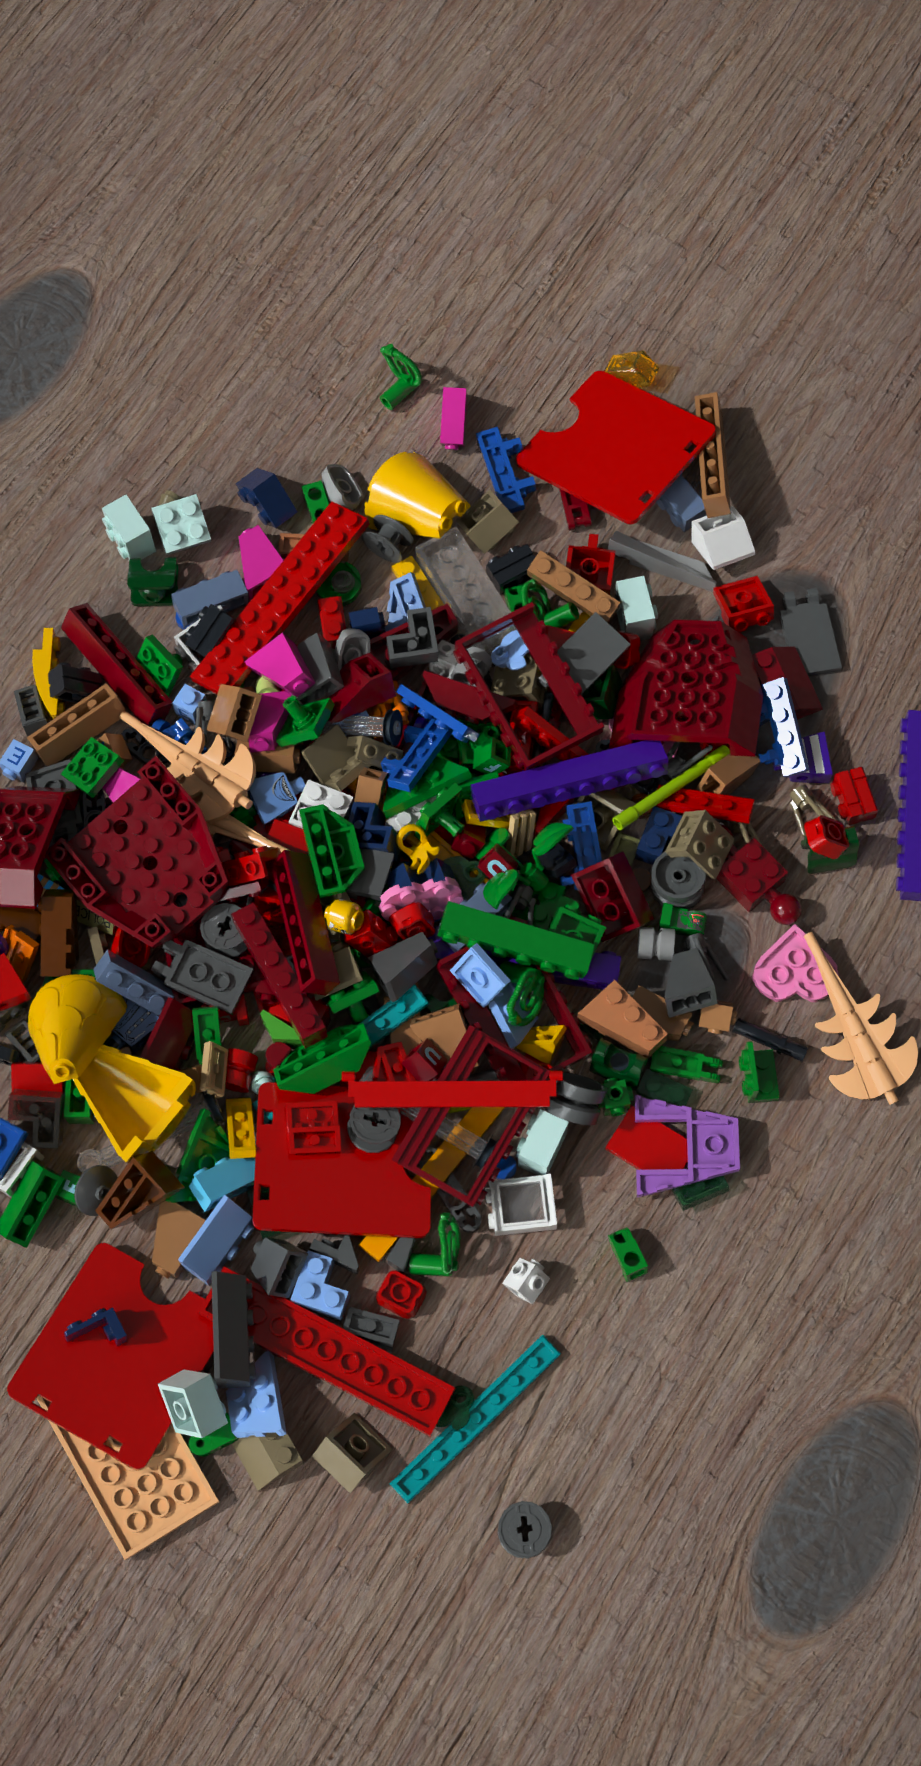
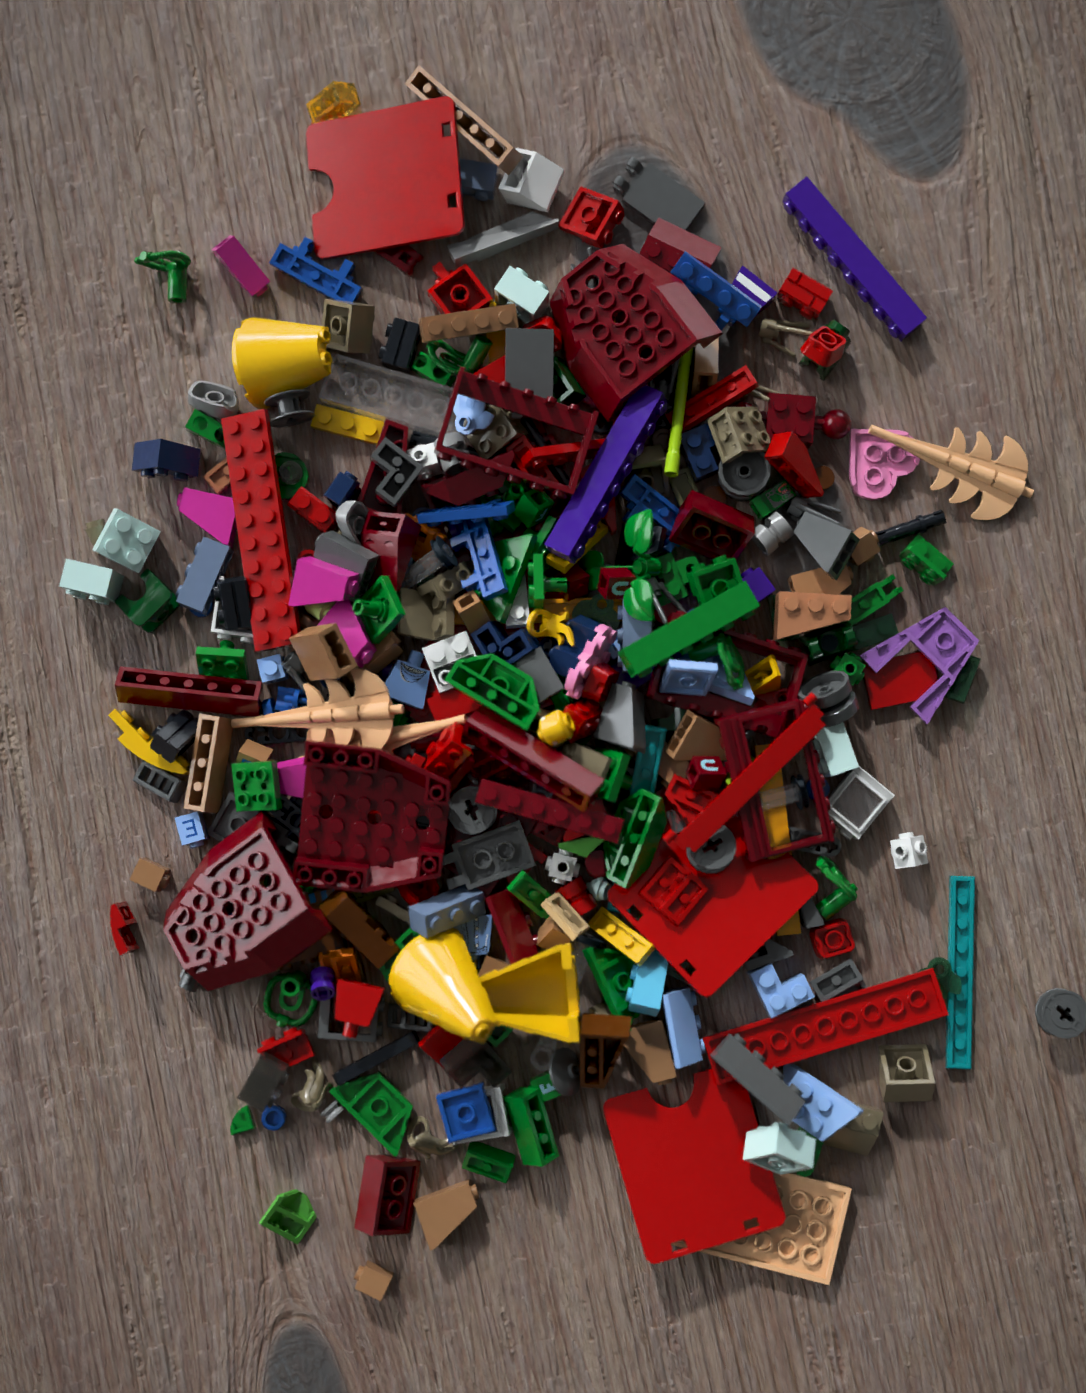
camera: 45 degrees left, 15 degrees up
(113, 1327) = (675, 1153): dark blue bracket -> none
(255, 1044) = (552, 866): none -> white brick
(277, 1265) = (739, 1003): dark grey torso -> none
(403, 596) = (351, 446): medium blue wing -> none
(524, 832) = (605, 542): tan tile -> none
(628, 1254) = (955, 768): green leg -> none
(722, 902) = (793, 462): none -> red slope
(737, 941) = (825, 476): none -> reddish brown tile

